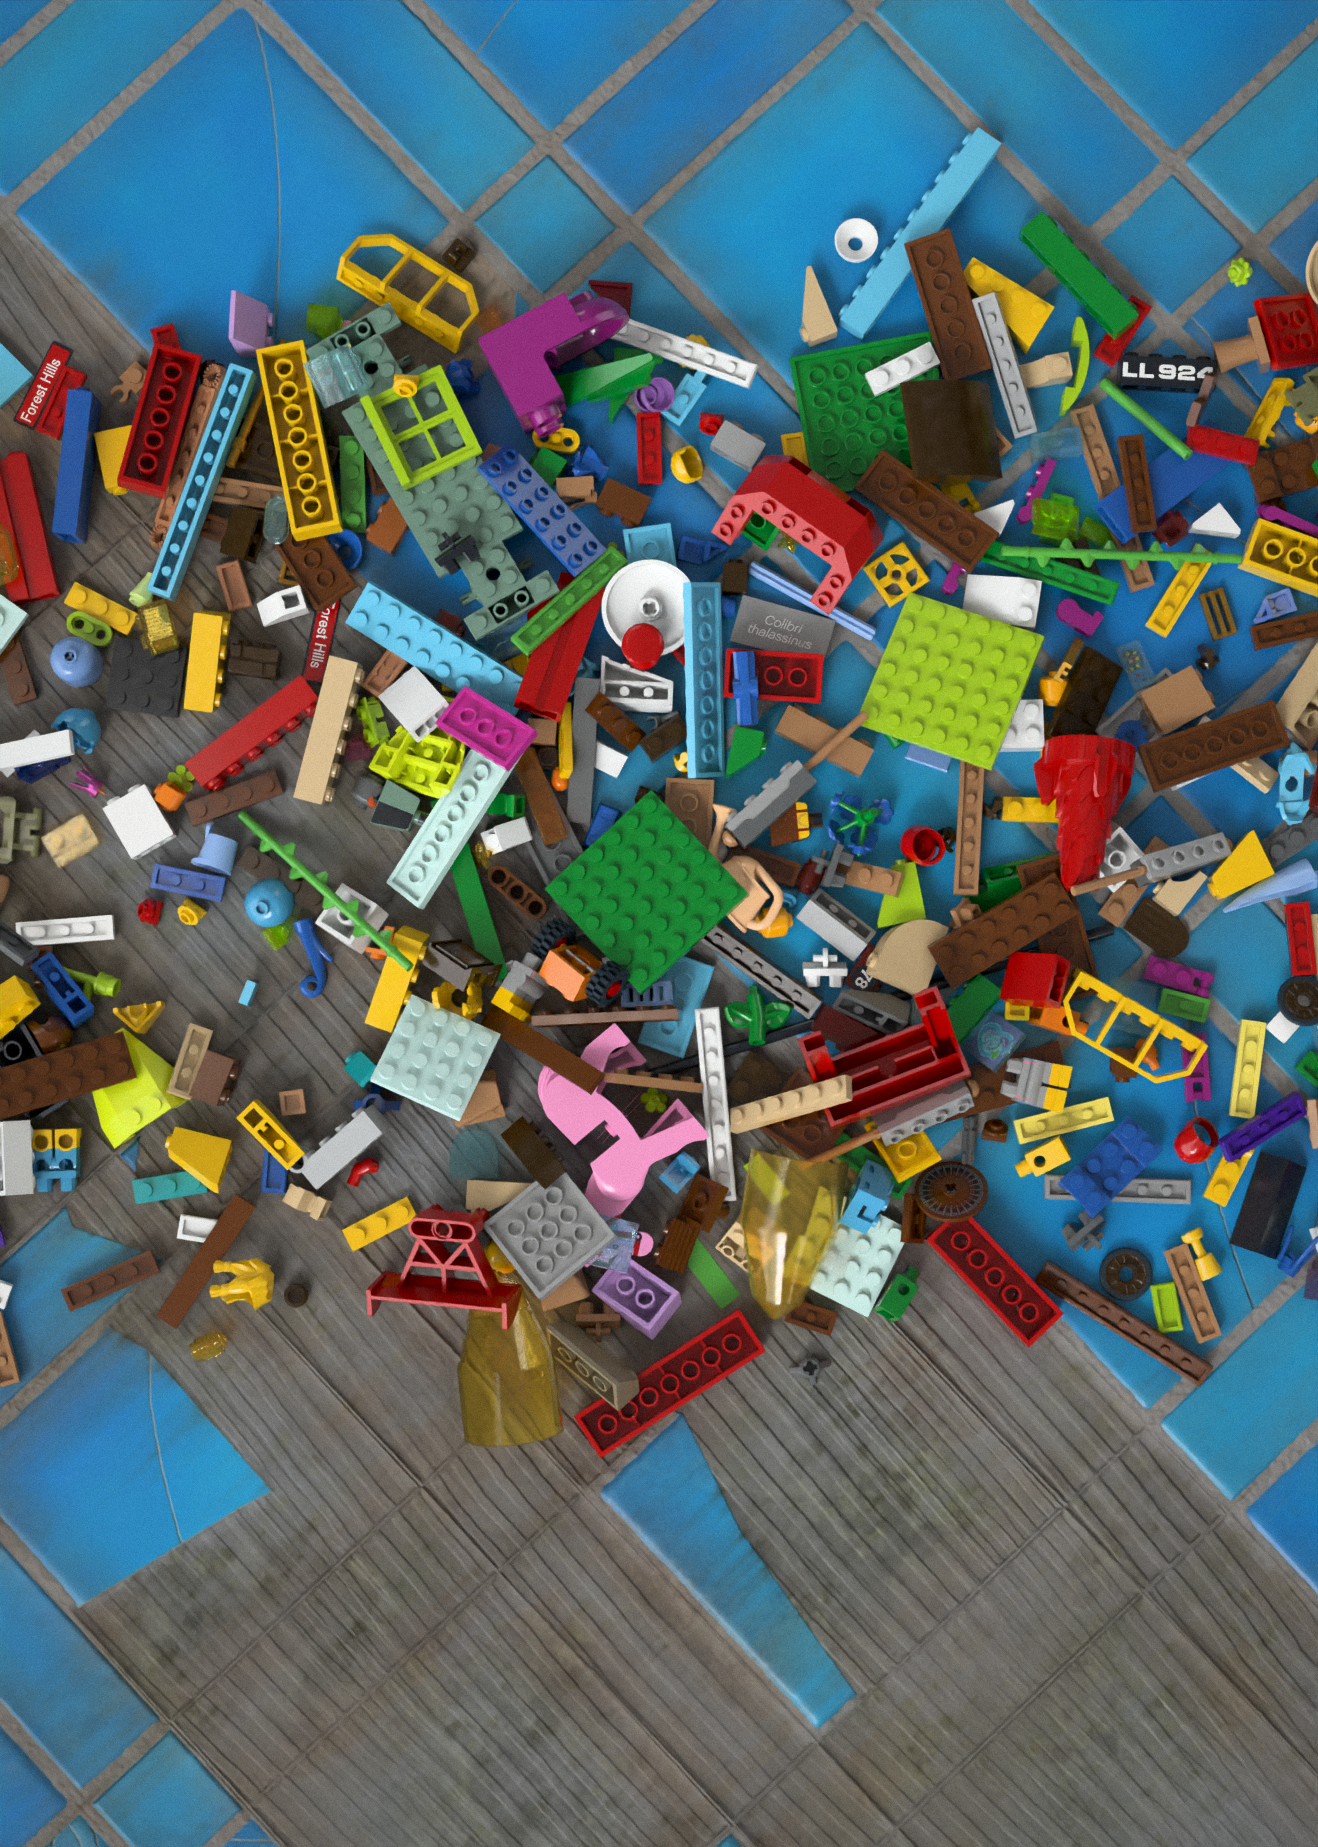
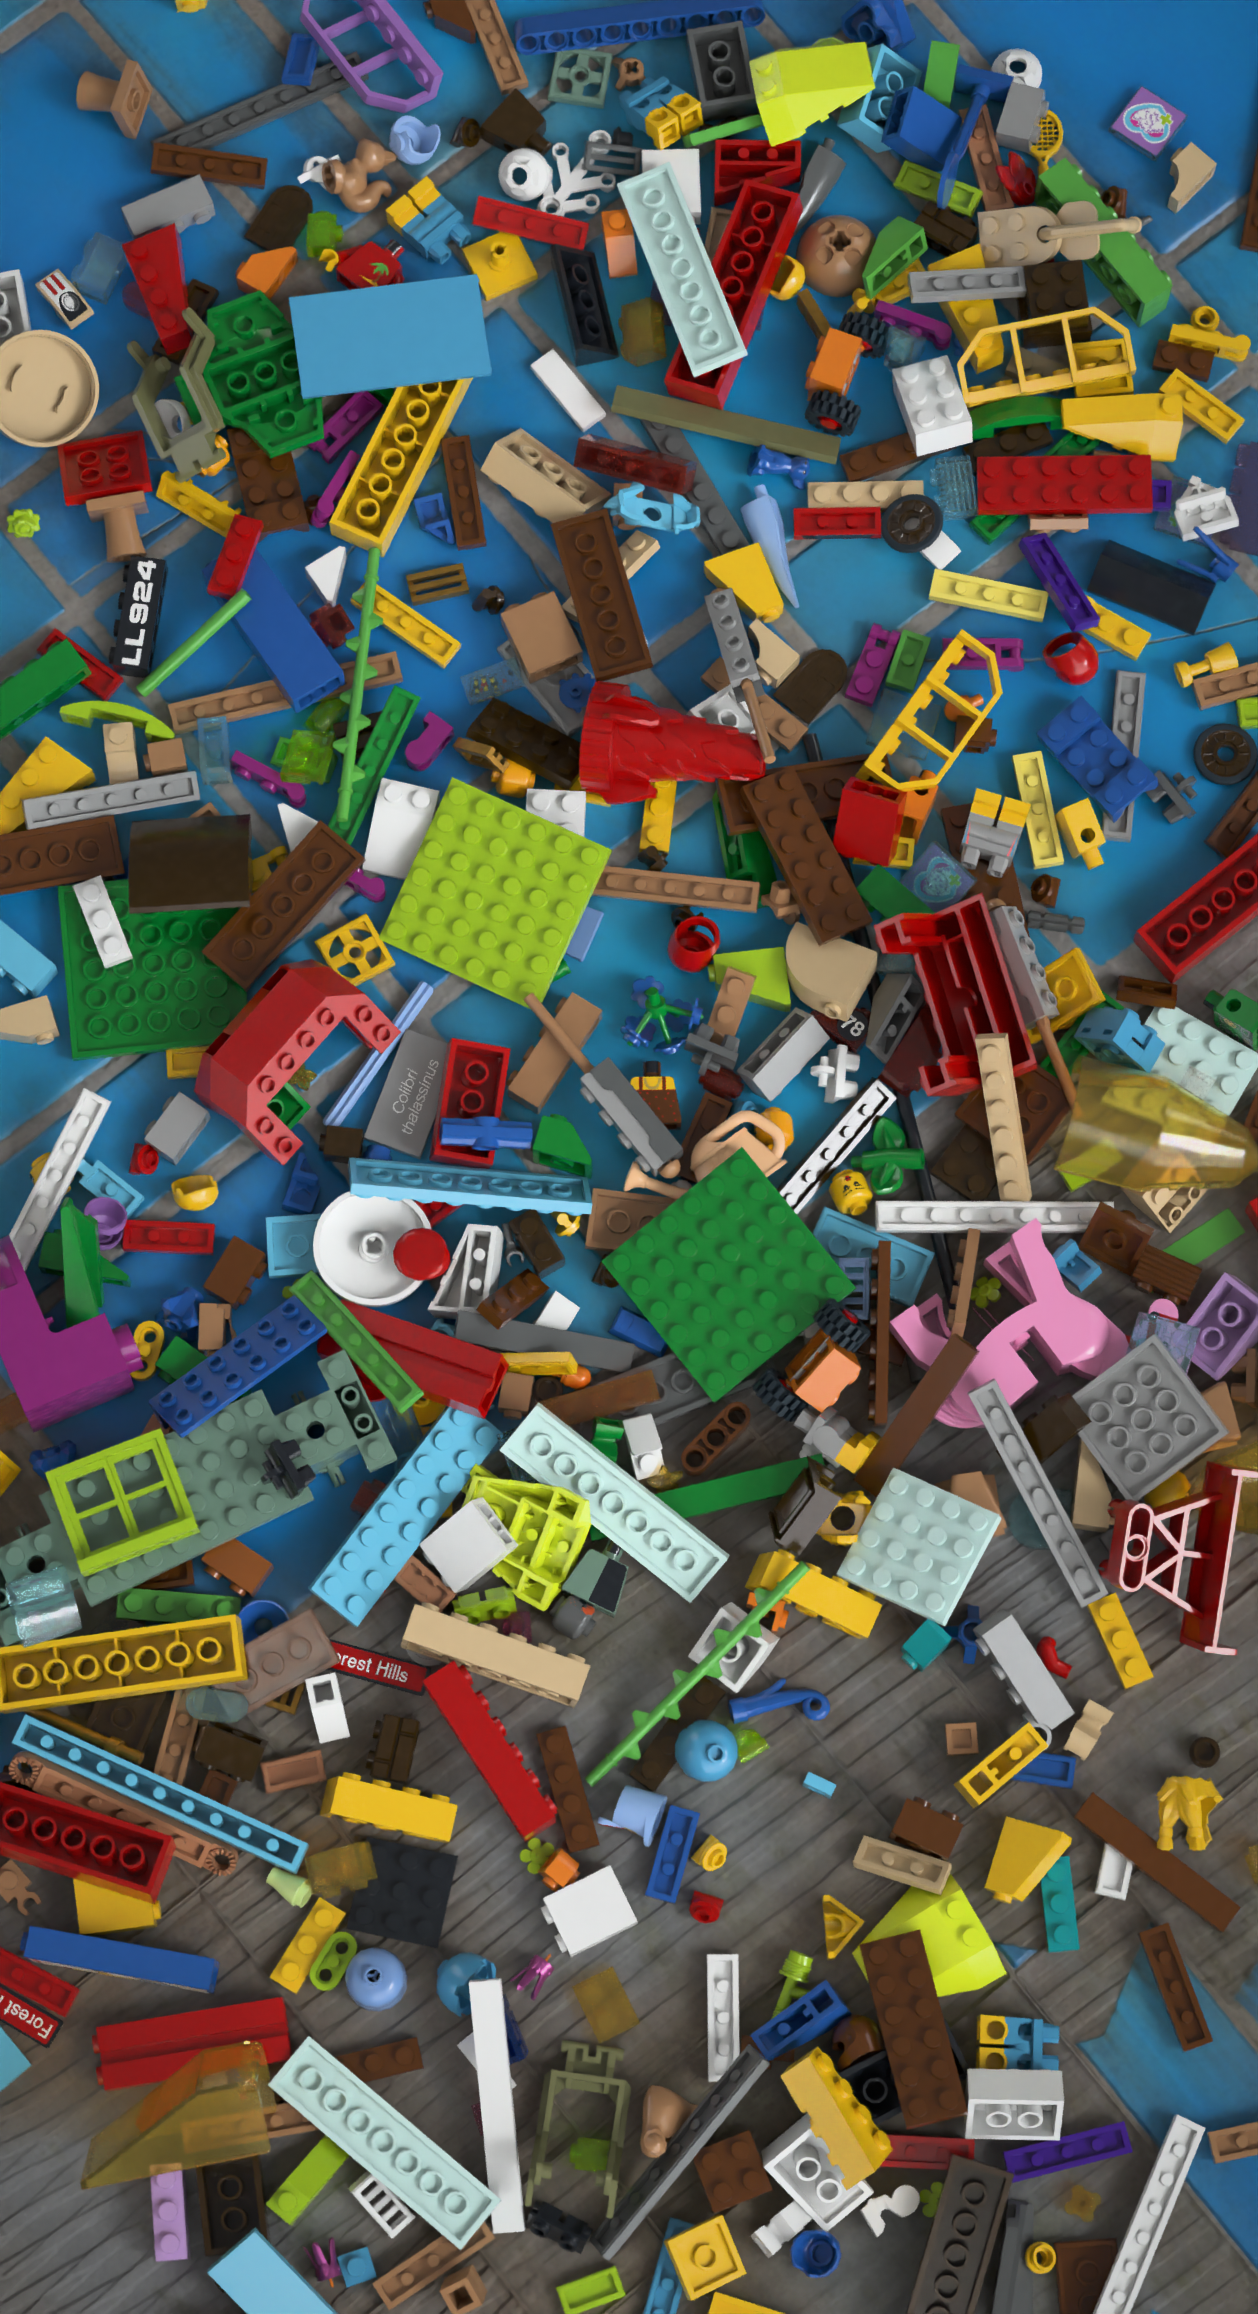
camera: 90 degrees left, 10 degrees down
(405, 384) = (67, 1515): yellow plate -> none
(486, 728) = (511, 1450): dark pink plate -> none
(487, 1149) = (1037, 1492): none -> light grey plate
(726, 987) = (850, 1192): none -> yellow head
(954, 1206) = (1135, 934): piece -> none
(1046, 407) = (165, 757): none -> medium nougat brick
(1136, 483) = (276, 654): reddish brown plate -> none
(1199, 405) = (178, 573): reddish brown tile -> none

